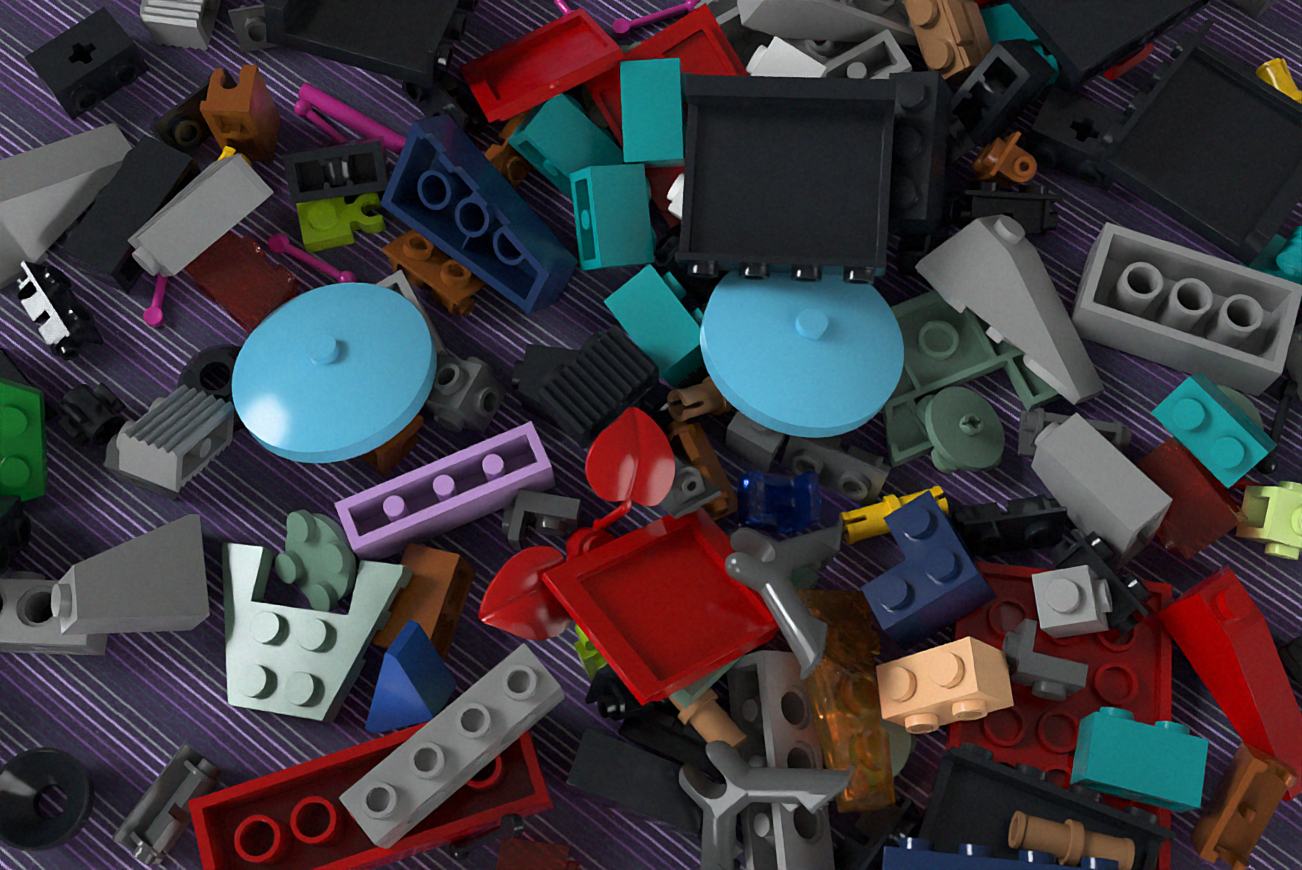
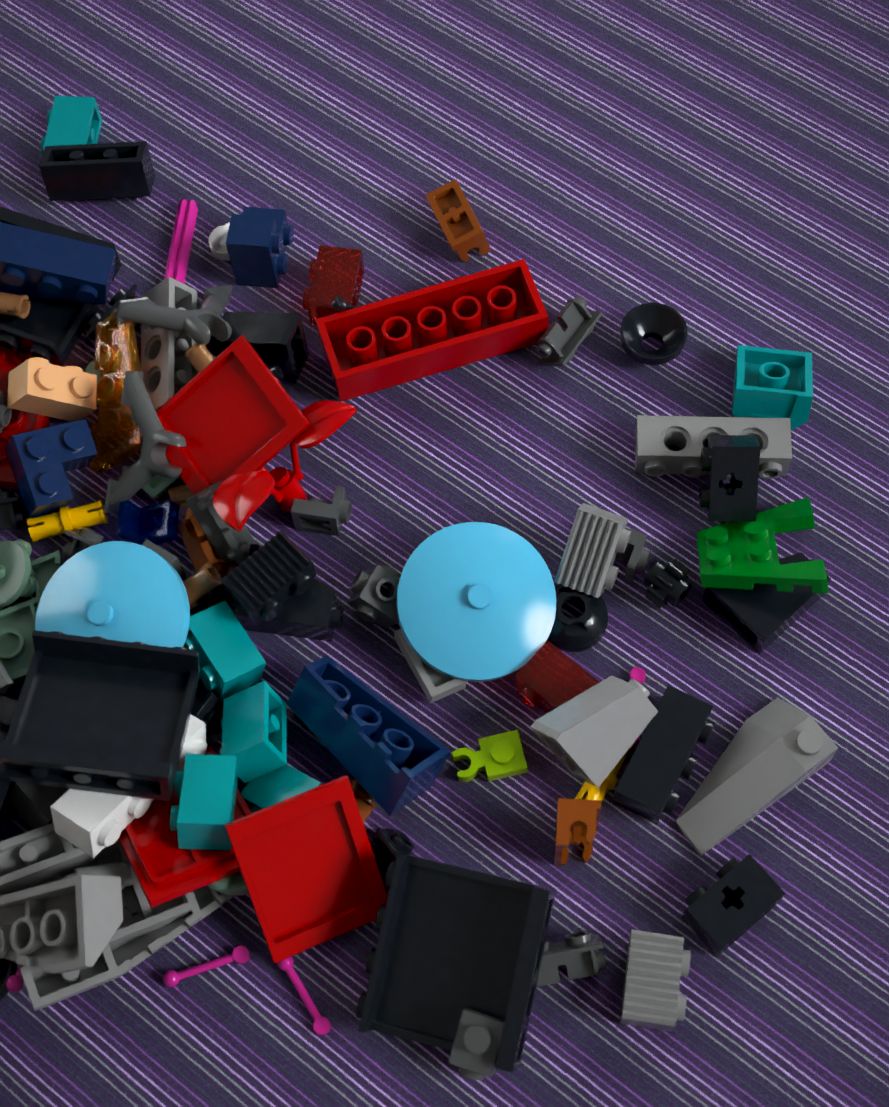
camera: 175 degrees left, 5 degrees down
(47, 293) = (704, 663): black hinge -> none
(138, 585) = (606, 452): light grey slope -> none
(184, 124) = (612, 866): black hinge -> none
(280, 243) = (481, 705): dark pink hinge -> none
(292, 656) = (497, 421): wing -> none
(305, 110) = (478, 823): dark pink hinge -> none
(317, 559) = (481, 478): sand green piece -> none
(336, 169) = (489, 785): black brick -> none
(351, 117) = (465, 843): dark pink bar -> none
(410, 683) = (411, 391): blue slope -> none
(430, 266) = (407, 698): dark orange hinge -> none
(431, 598) = (406, 455): dark orange hinge -> none
(445, 493) = (389, 520): lavender brick -> none
(452, 747) = (370, 333): light grey brick -> none

